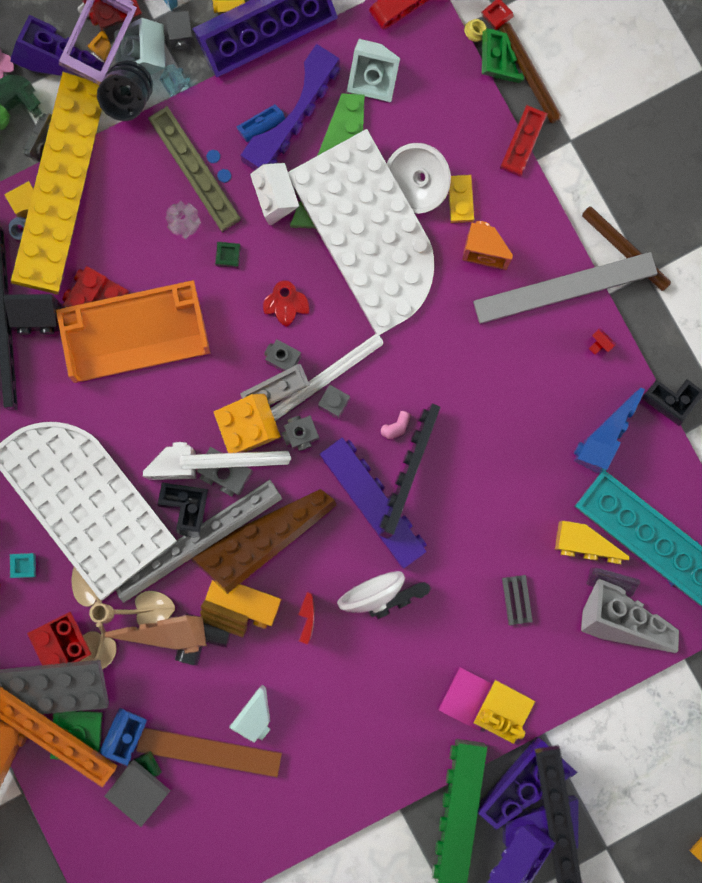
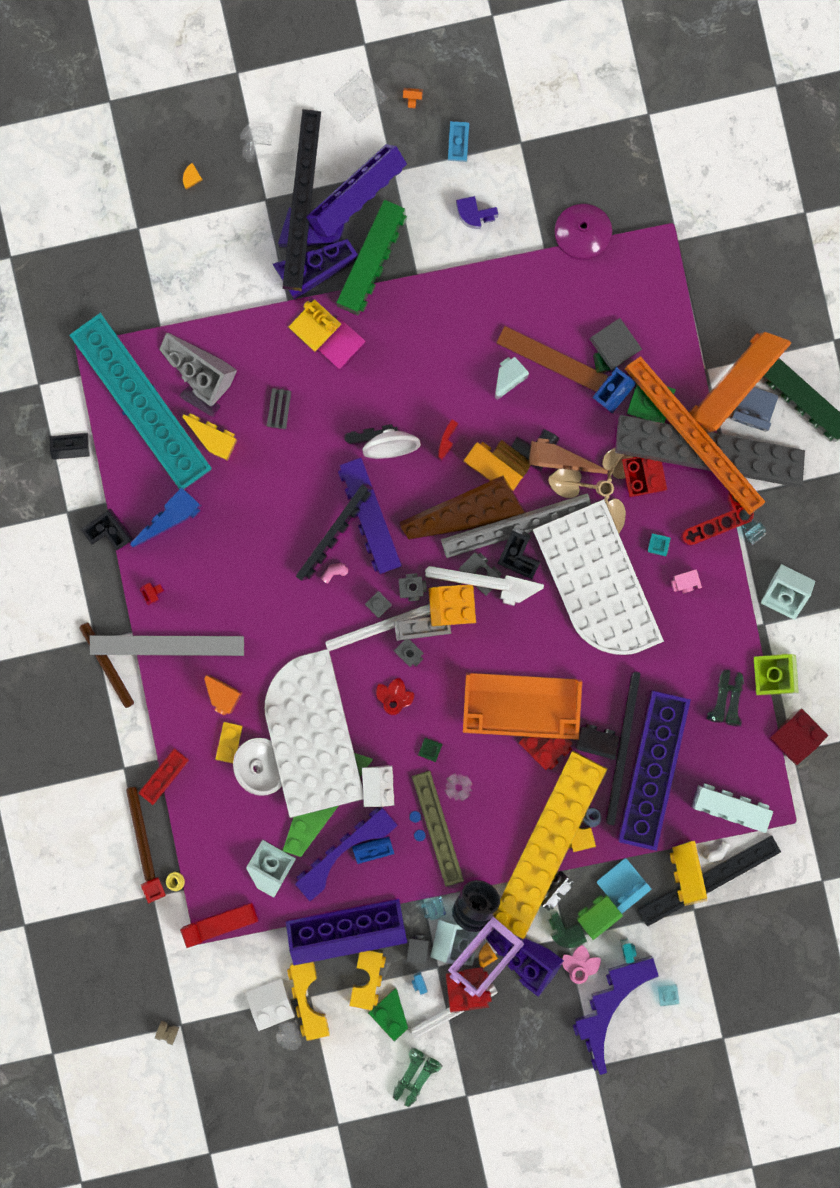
camera: 155 degrees left, 5 degrees up
(499, 57) = (163, 852): green wing -> none

